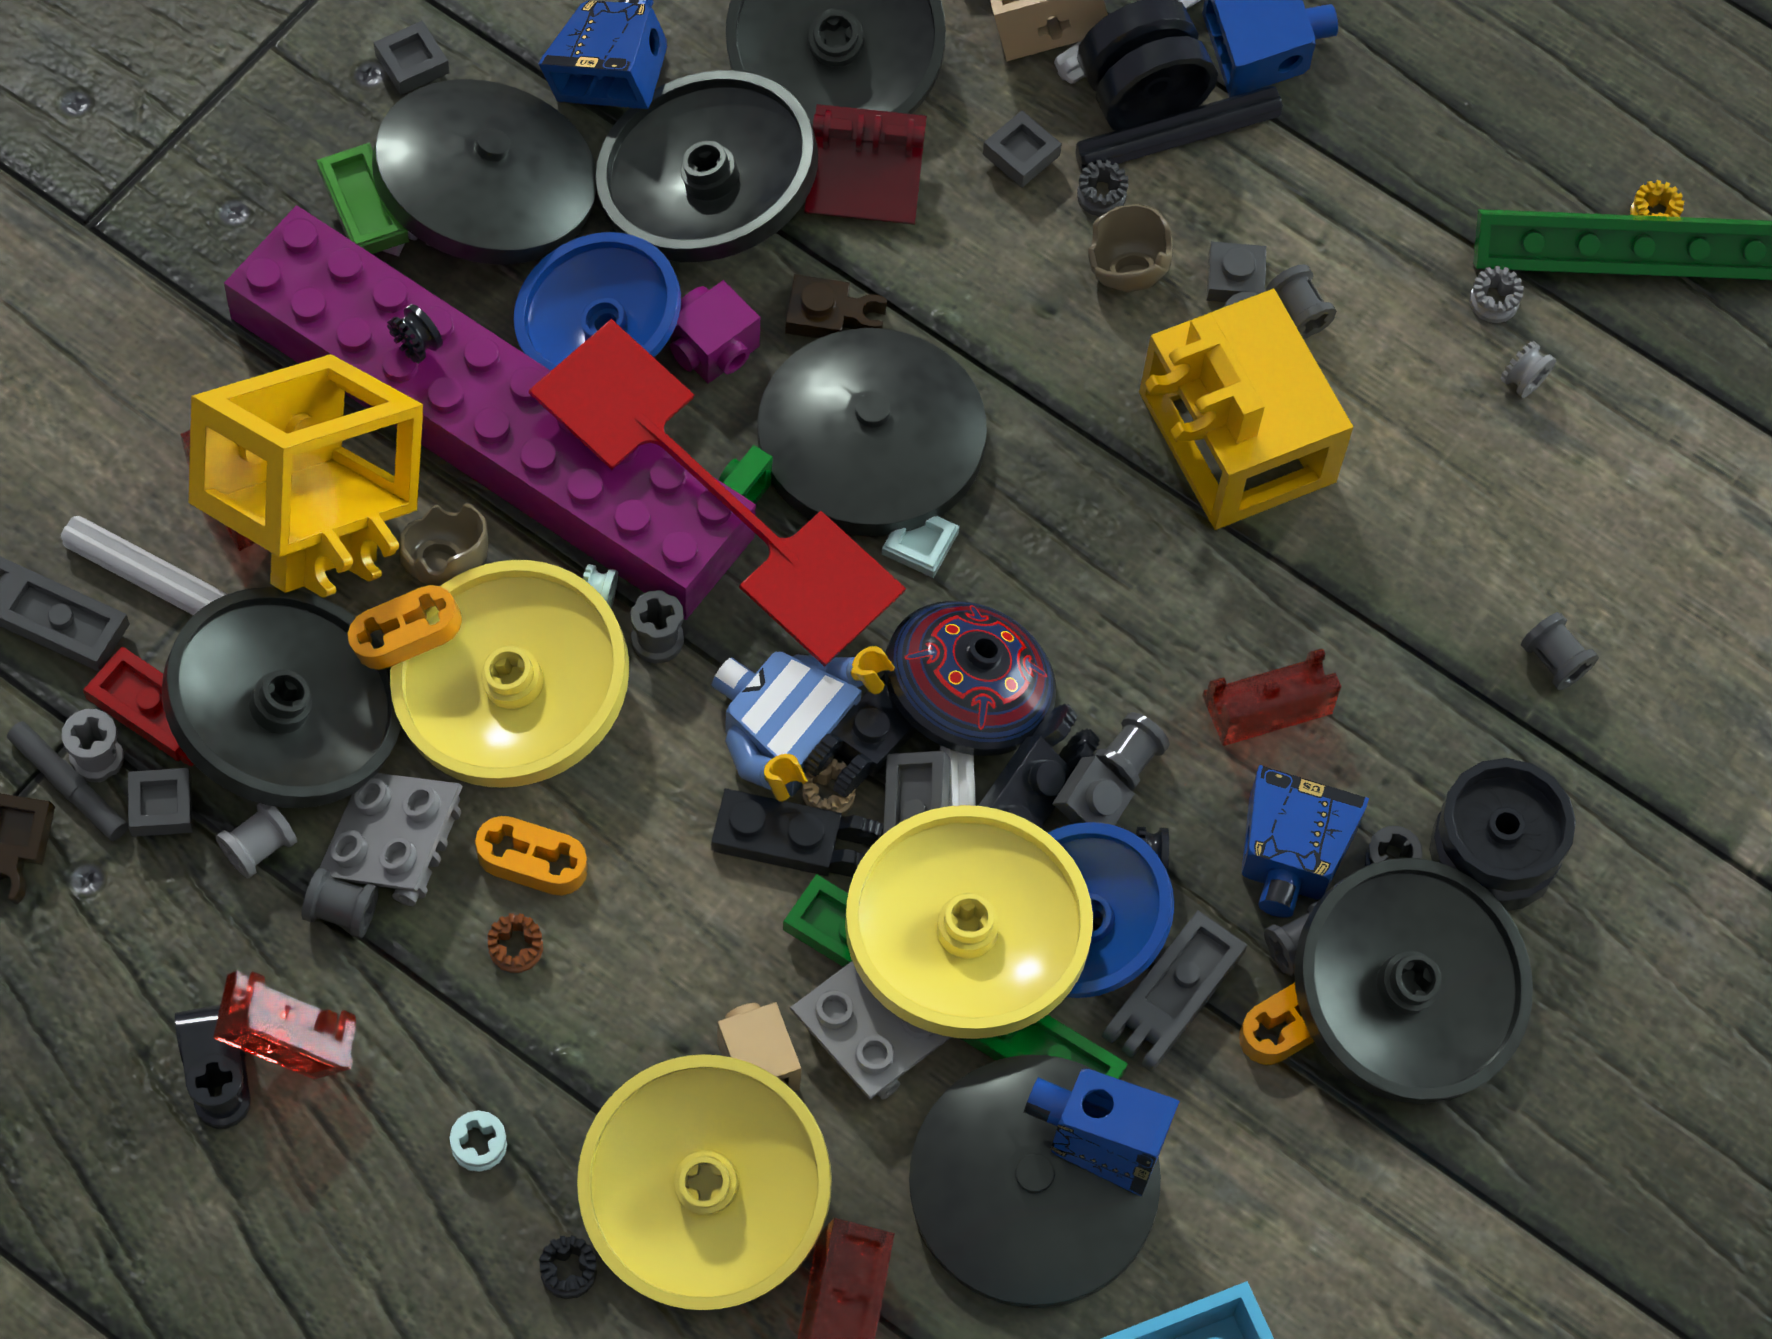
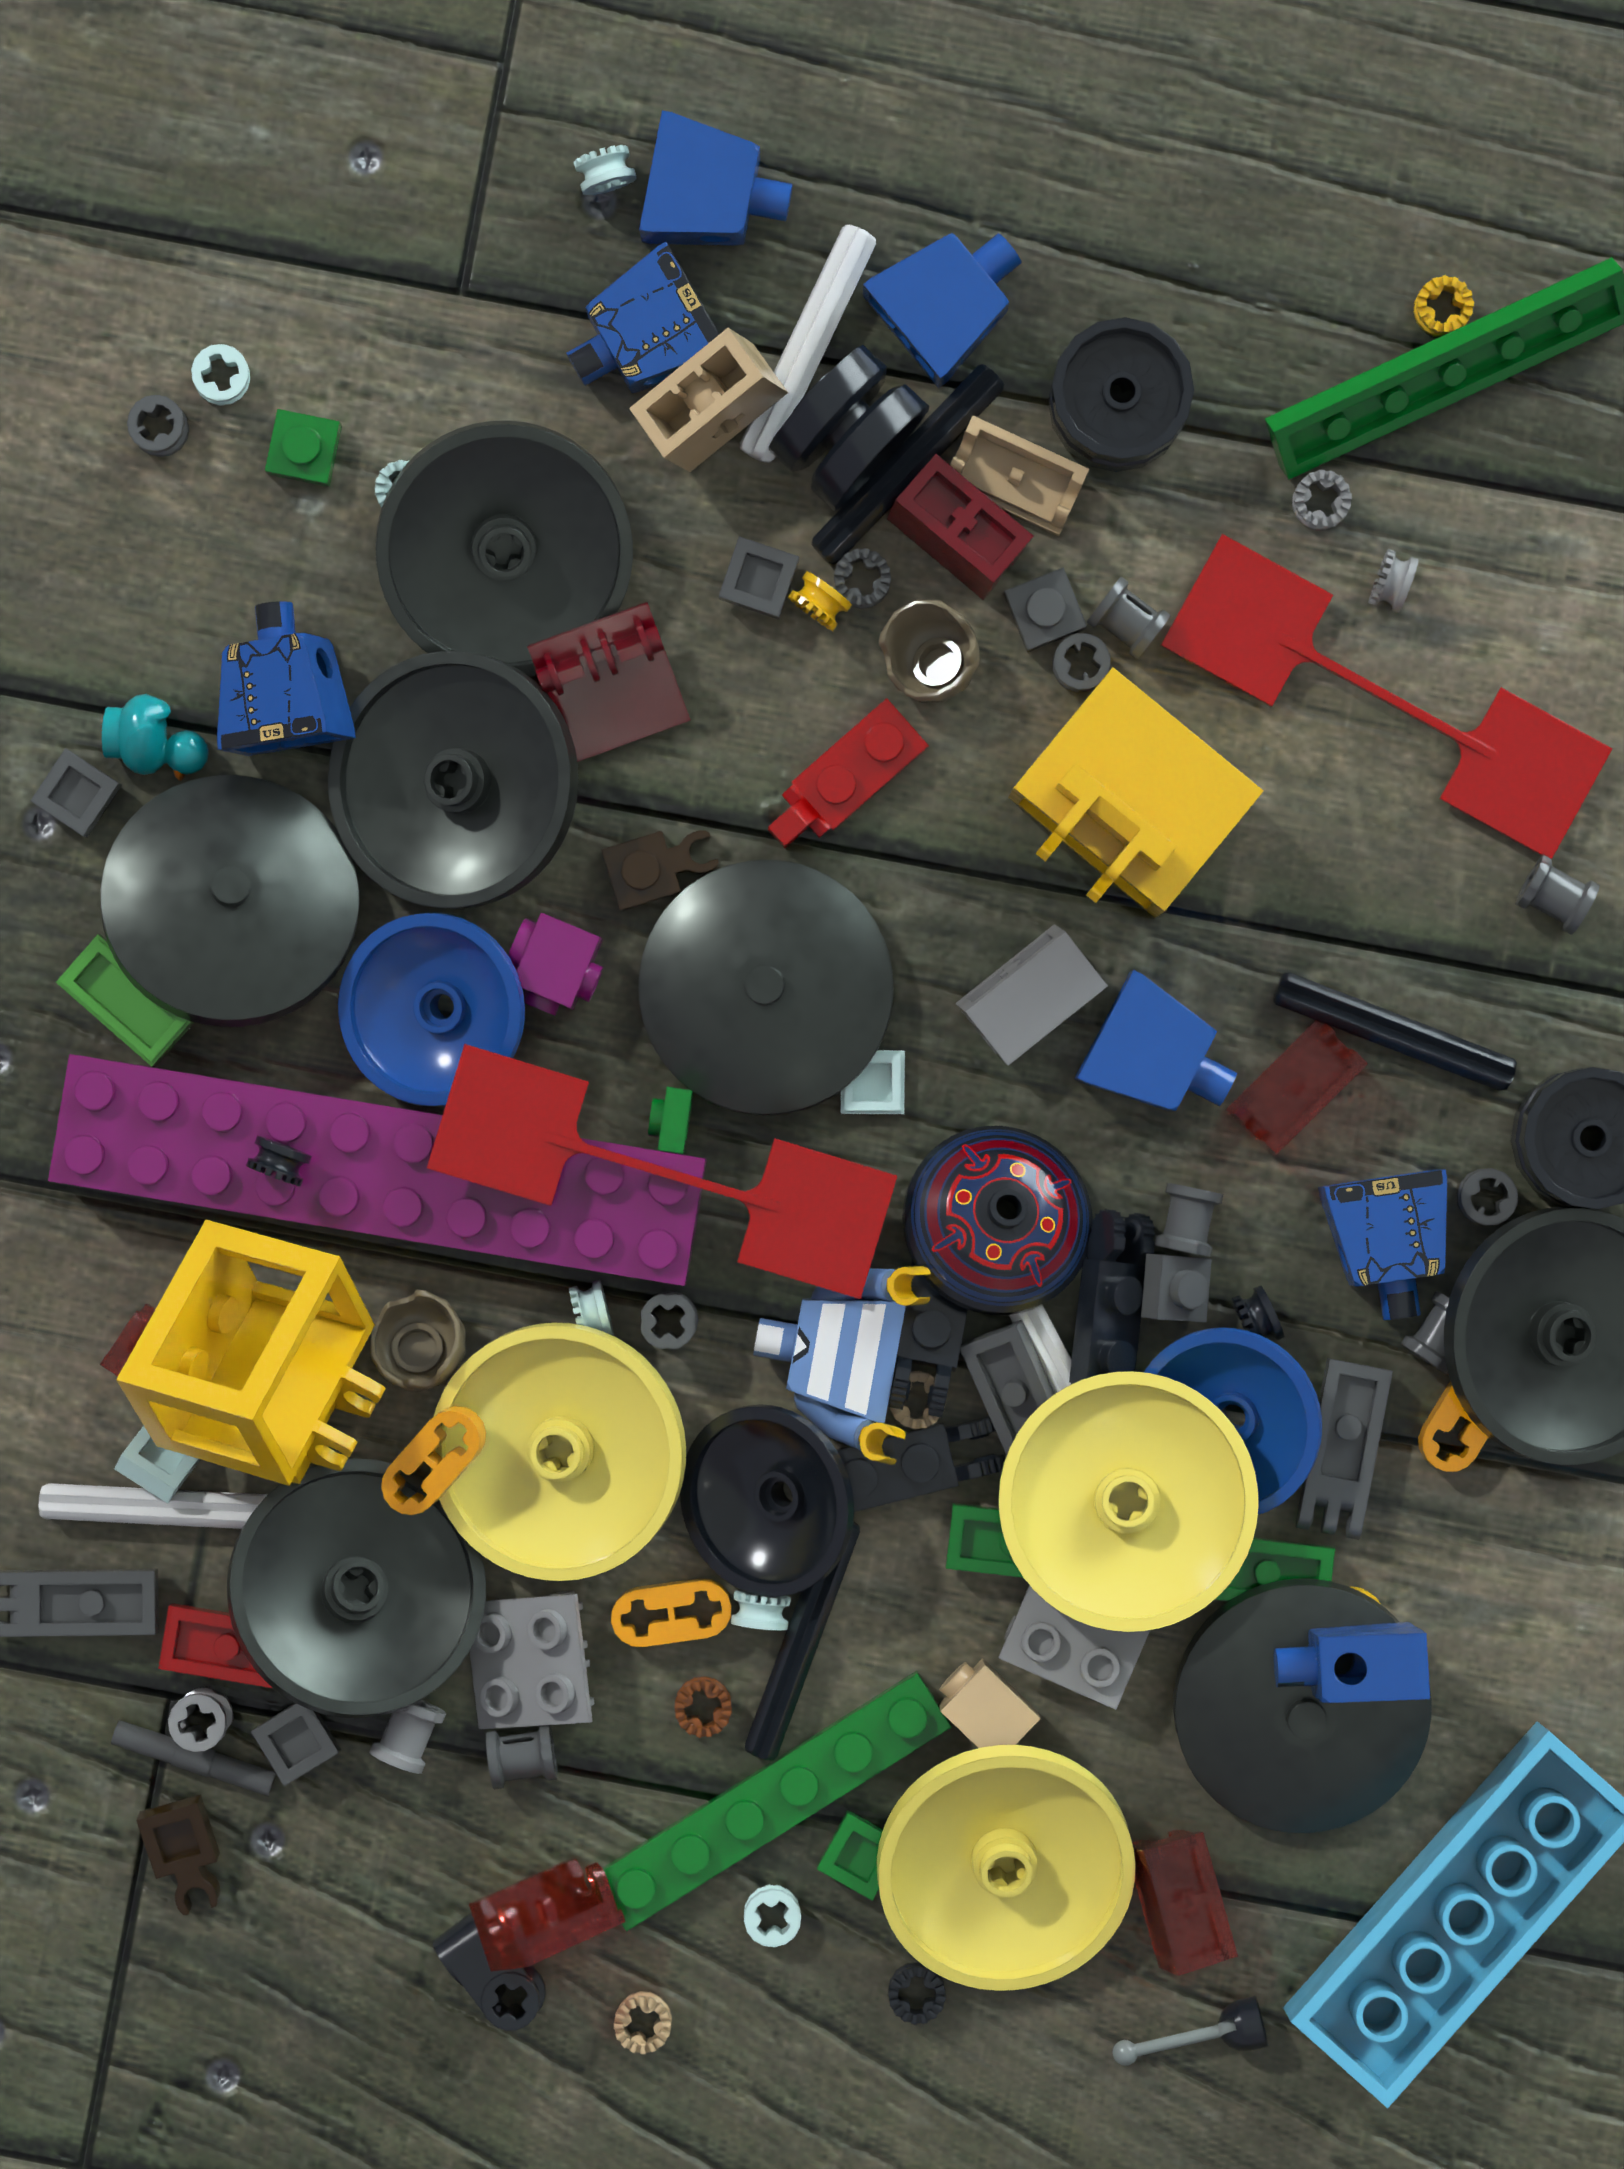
camera: 15 degrees left, 25 degrees up
(183, 537) = (154, 1467): none -> light aqua plate
(301, 1164) = (637, 2041): none -> tan bush
(484, 44) = (140, 739): none -> teal animal
(528, 1046) = (774, 1799): none -> green plate
(572, 1116) = (853, 1855): none -> green plate
(607, 884) = (760, 1611): none -> light aqua bush
(629, 928) = (795, 1660): none -> black axle
(662, 788) = (739, 1506): none -> black dish
(1017, 315) = (848, 774): none -> red hinge
(1062, 183) = (821, 599): none -> yellow bush
(1084, 522) = (1031, 994): none -> light grey hinge
(1163, 611) = (1154, 1050): none -> blue torso
(1197, 179) = (959, 526): none -> dark red hinge
(1262, 167) = (1019, 475): none -> tan hinge
(1371, 142) = (1137, 359): none -> black wheel
(1377, 697) = (1395, 1031): none -> black axle
(1563, 549) = (1514, 771): none -> red hinge

